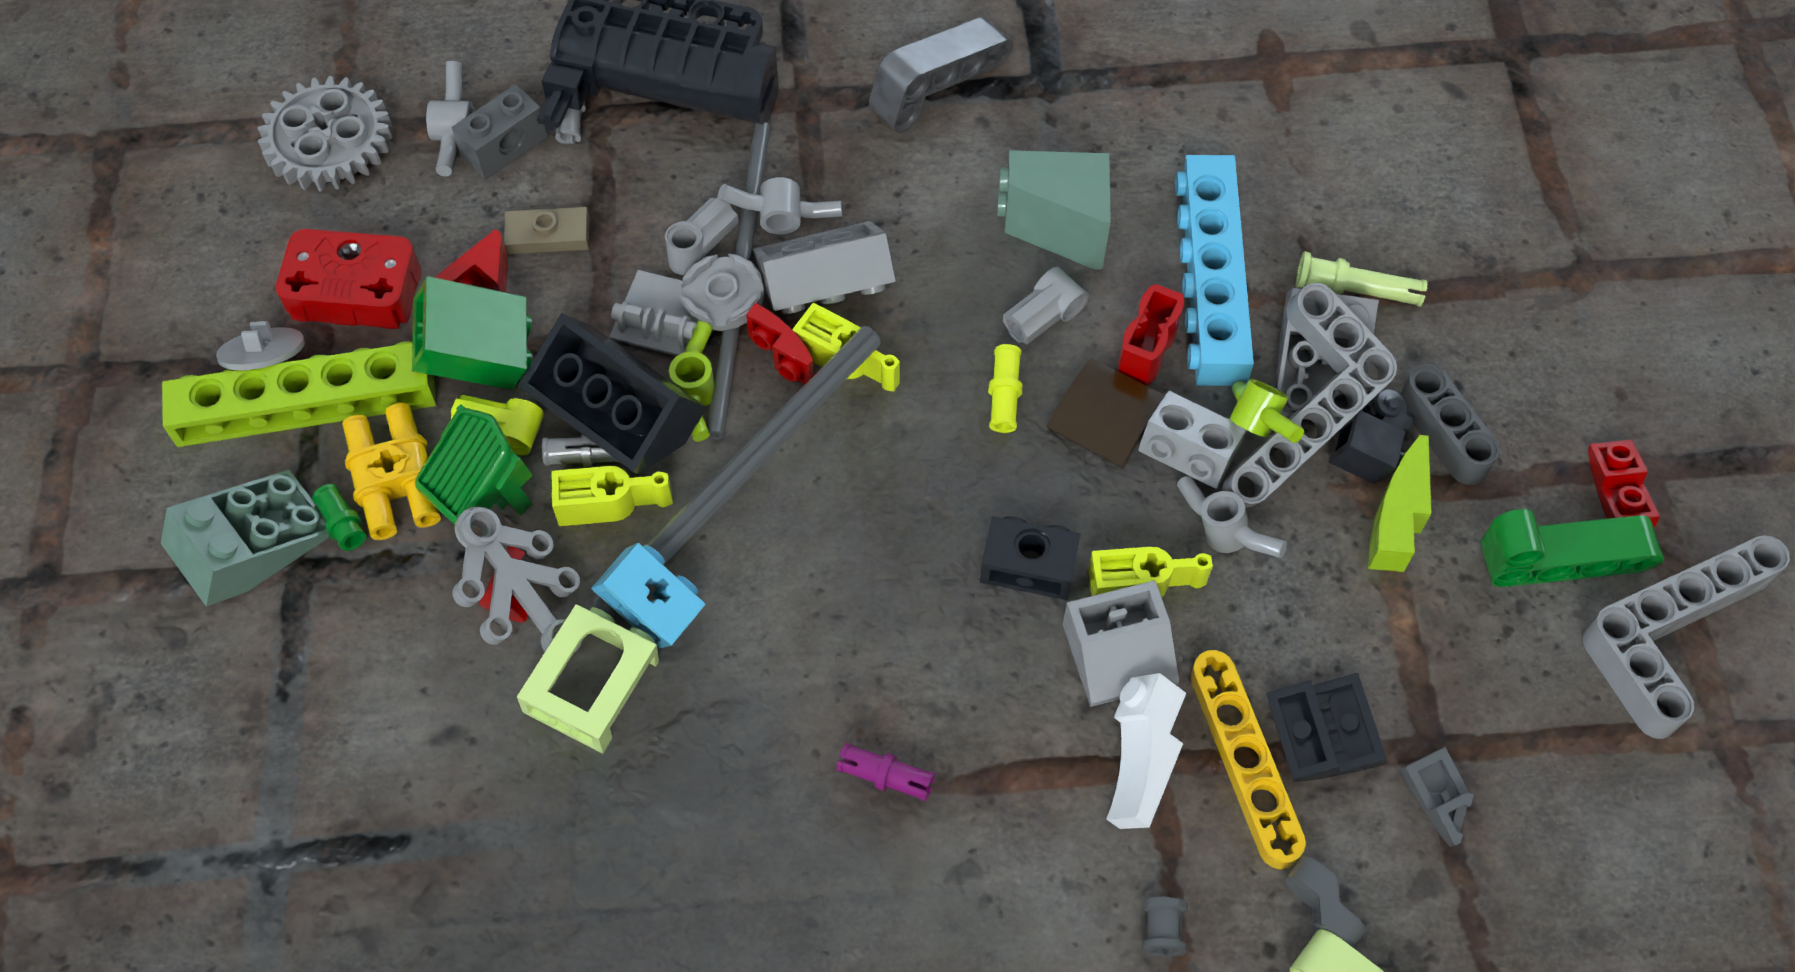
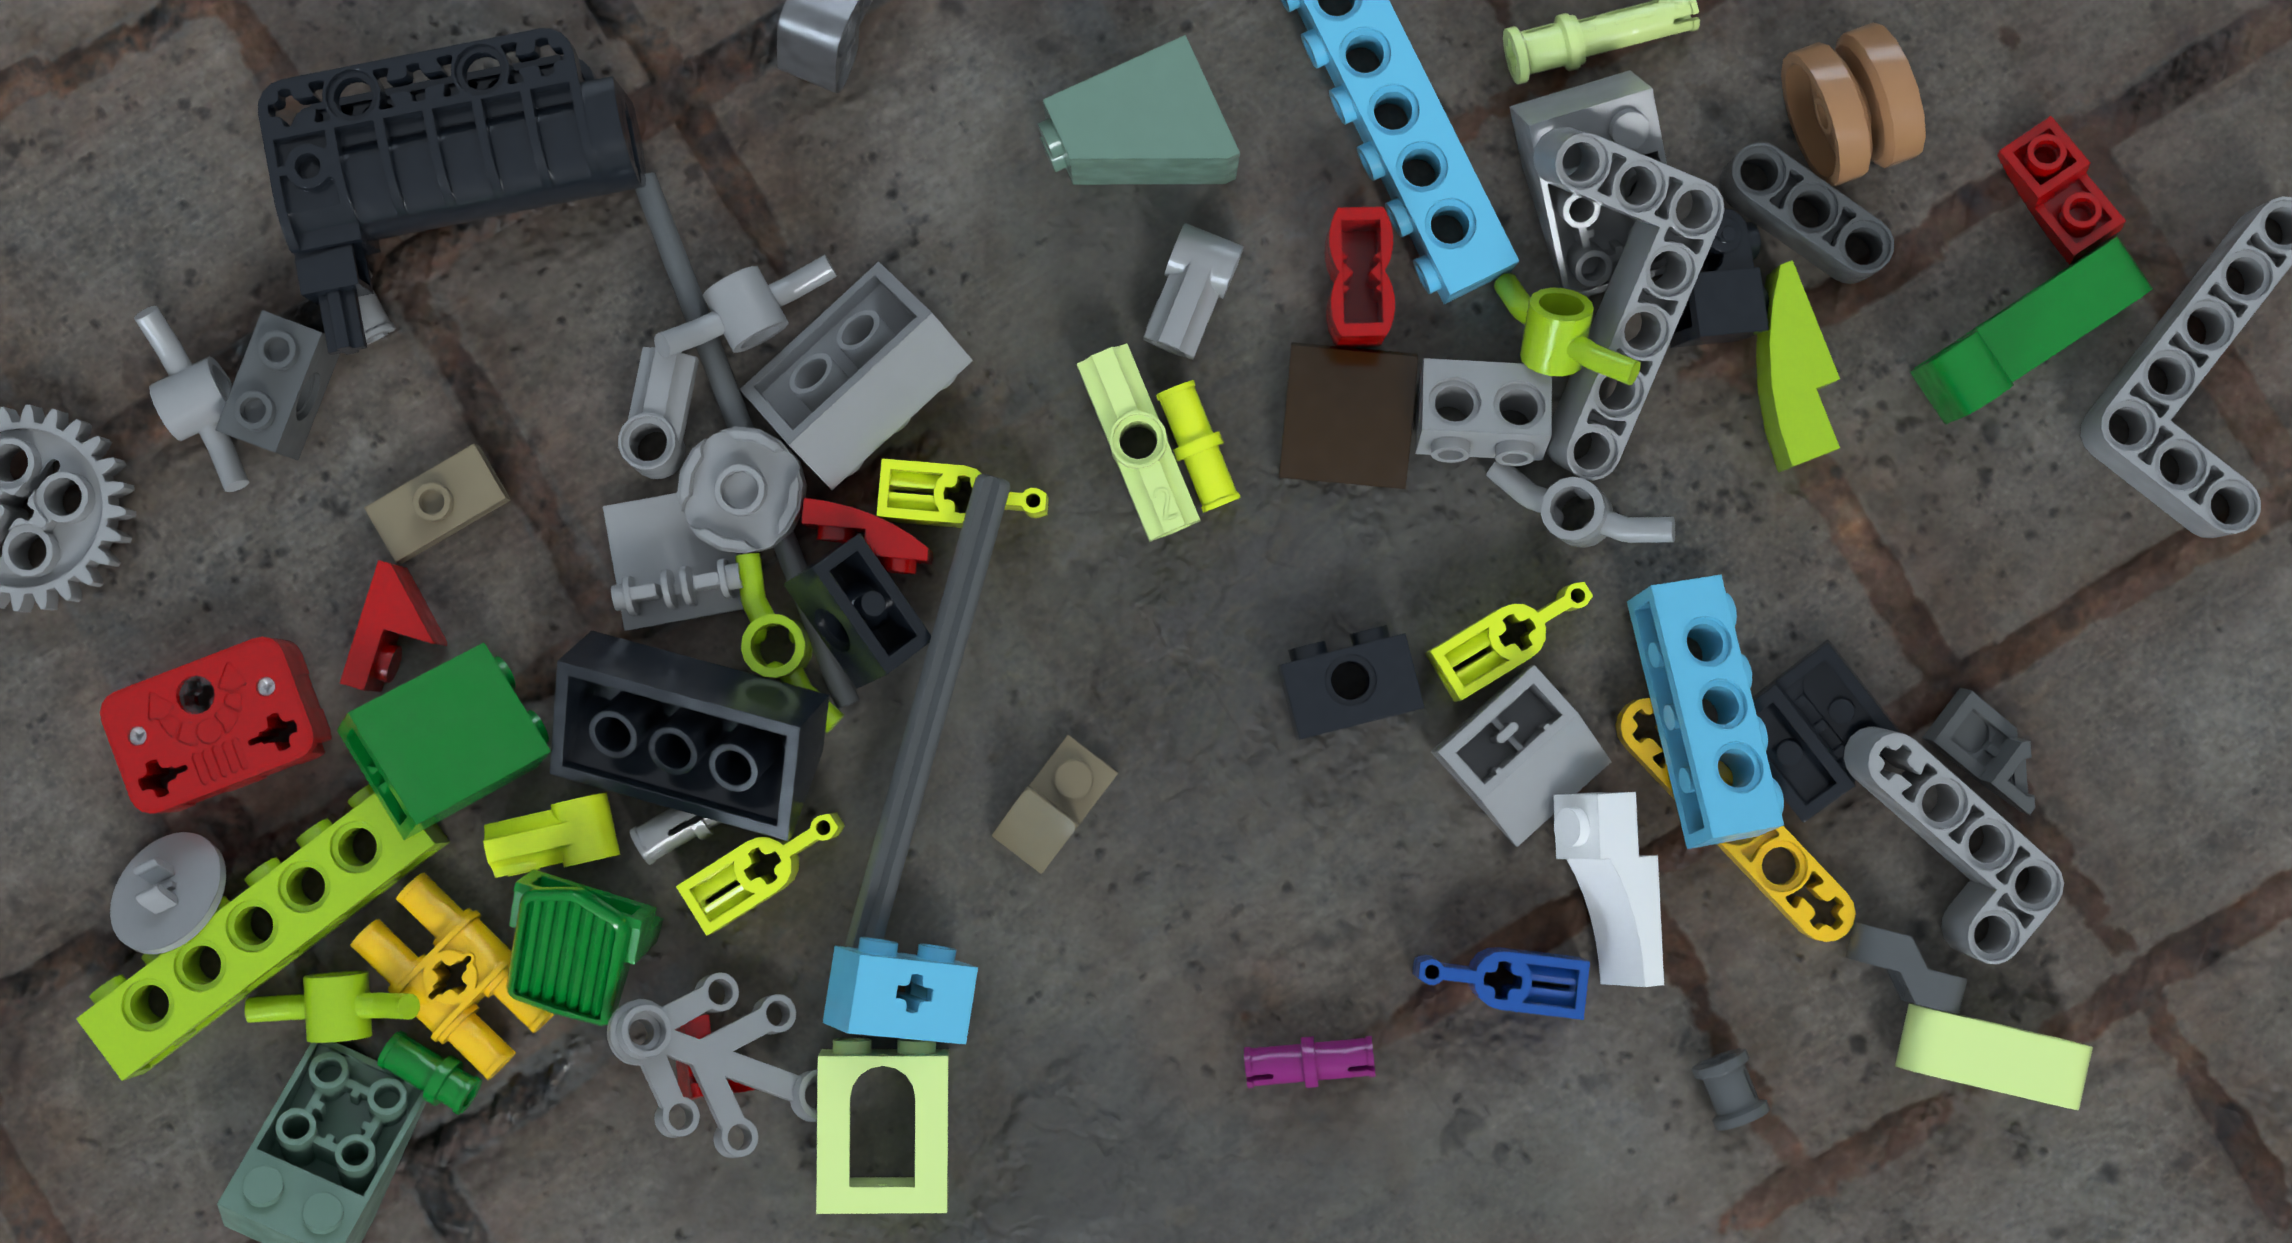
camera: 25 degrees left, 25 degrees up
(310, 452) = (334, 1006): none -> lime piece
(751, 375) = (858, 611): none -> black brick
(806, 546) = (1054, 804): none -> dark tan slope
(967, 387) = (1123, 404): none -> yellowish green piece
(1064, 795) = (1521, 994): none -> blue piece
(1256, 670) = (1690, 741): none -> medium azure brick
(1387, 823) = (1948, 830): none -> light grey beam
(1504, 367) = (1853, 104): none -> medium nougat wheel

